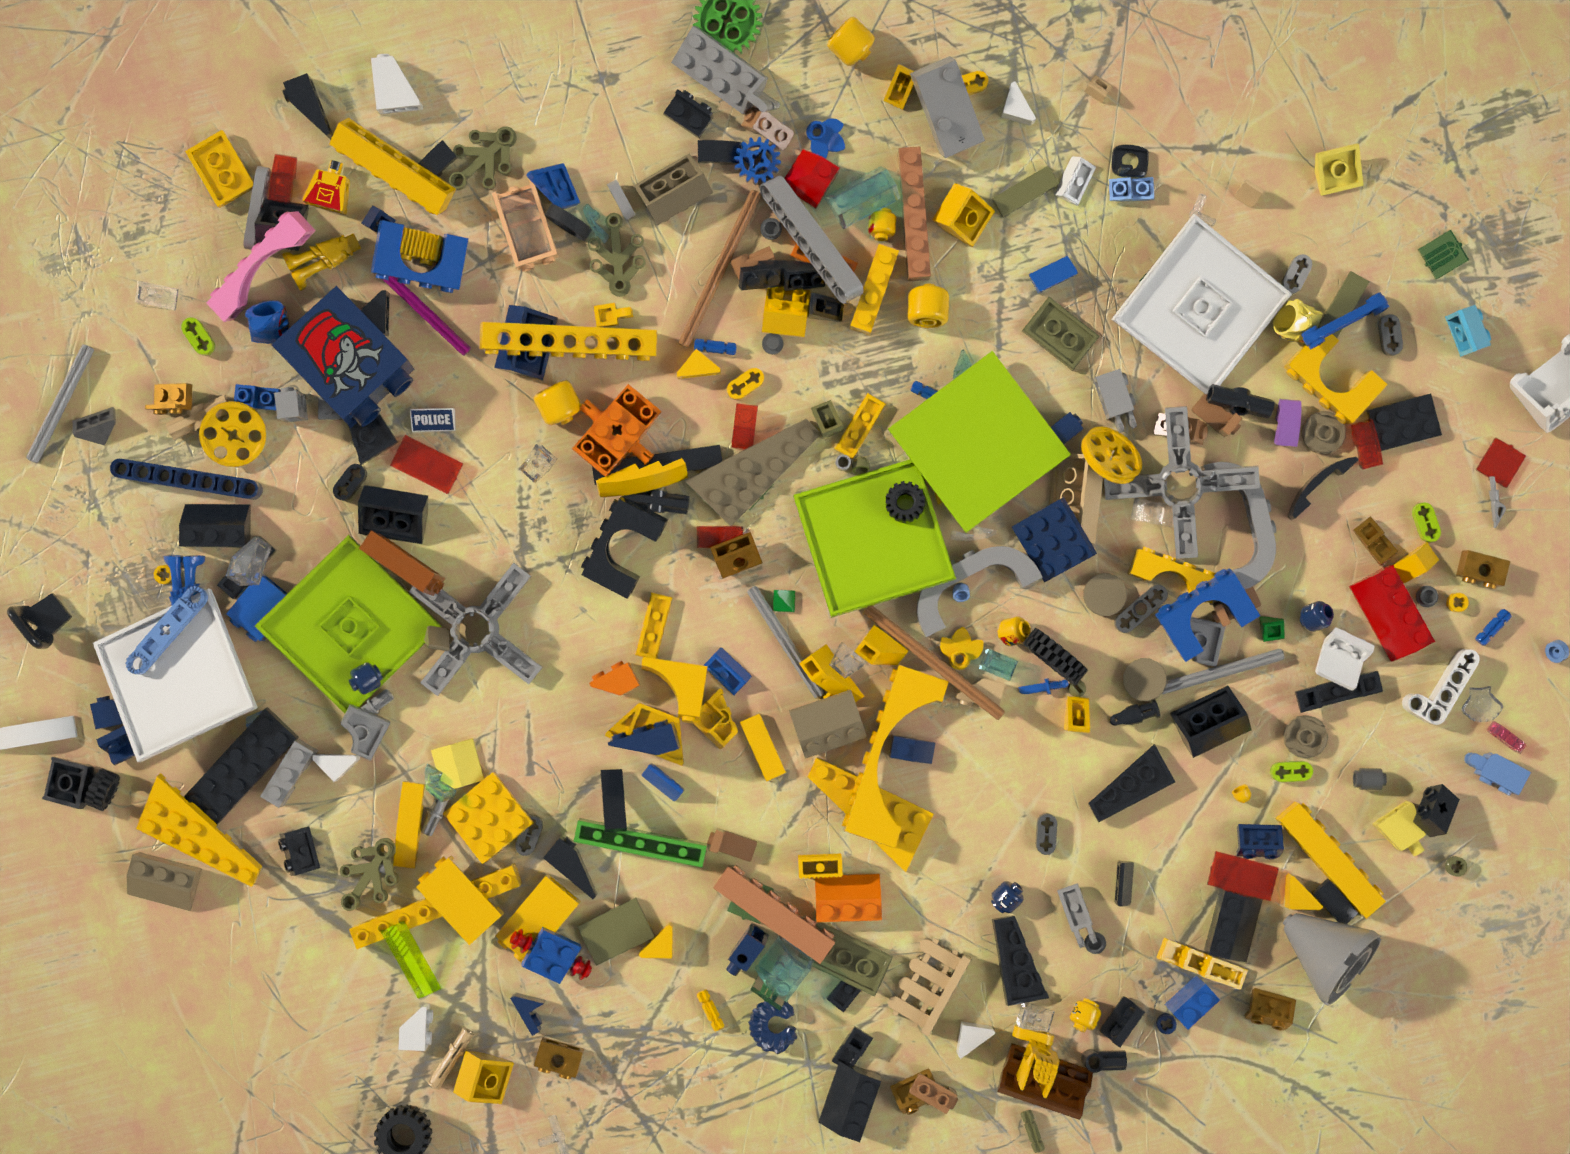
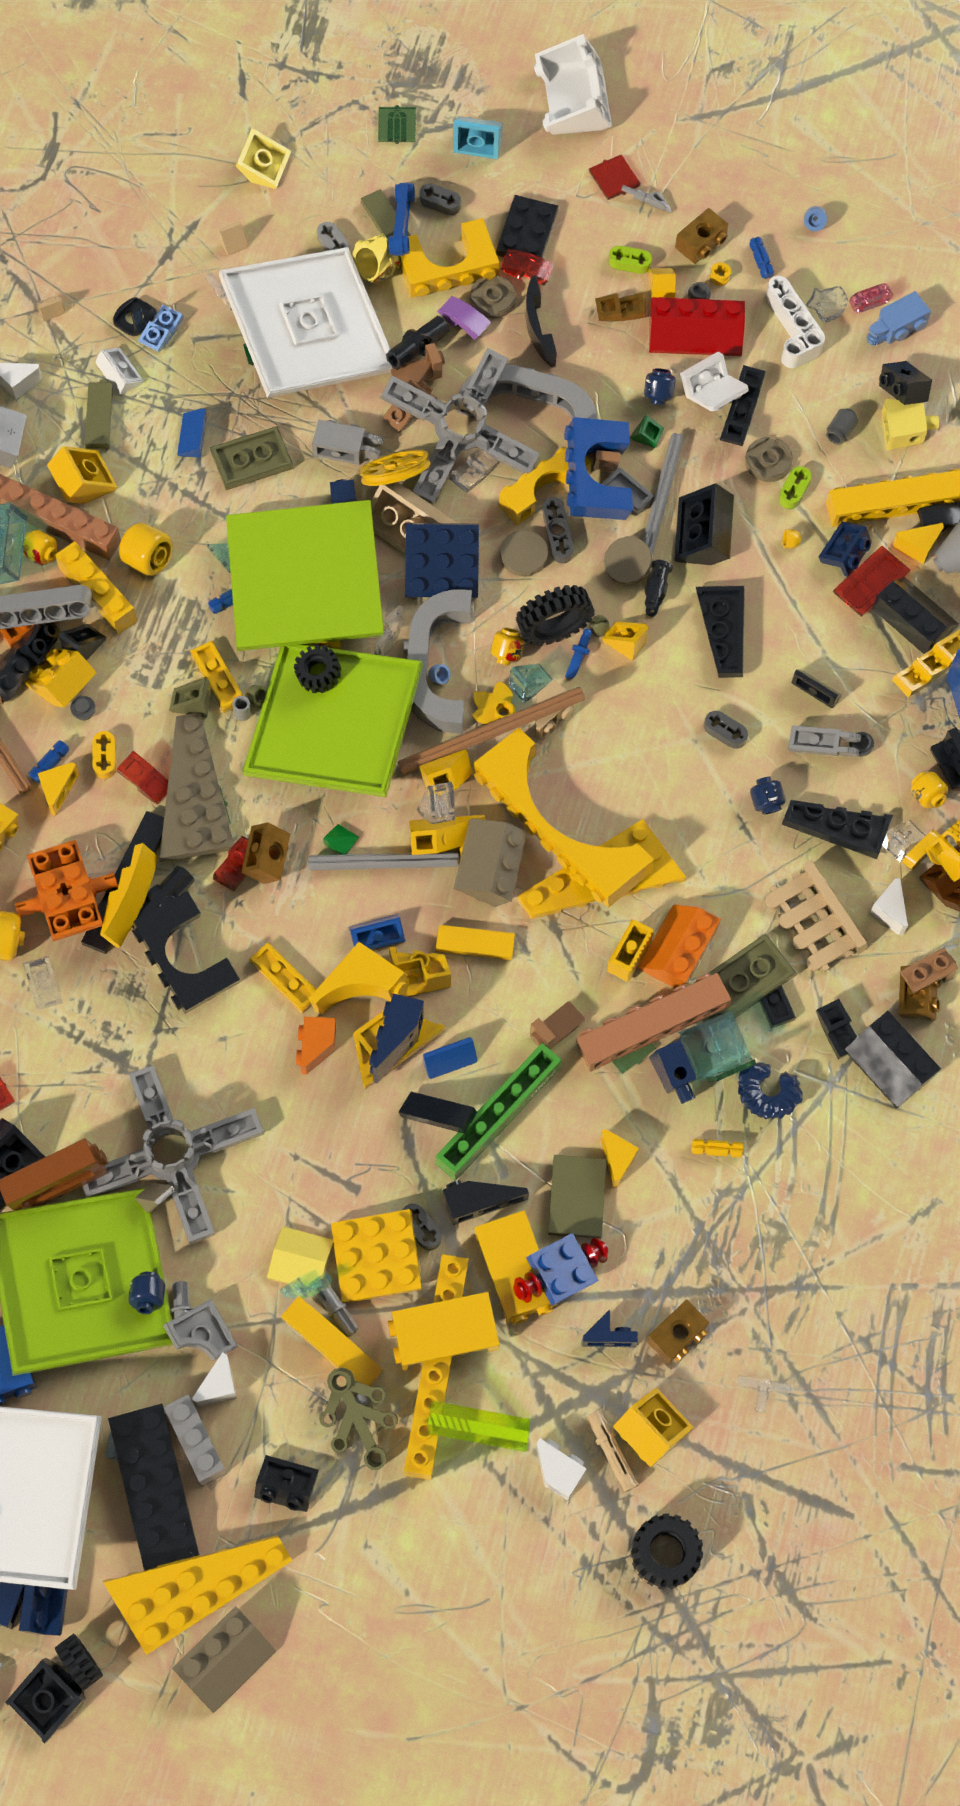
camera: 60 degrees left, 20 degrees down
(912, 749) = (564, 804): dark blue slope -> none

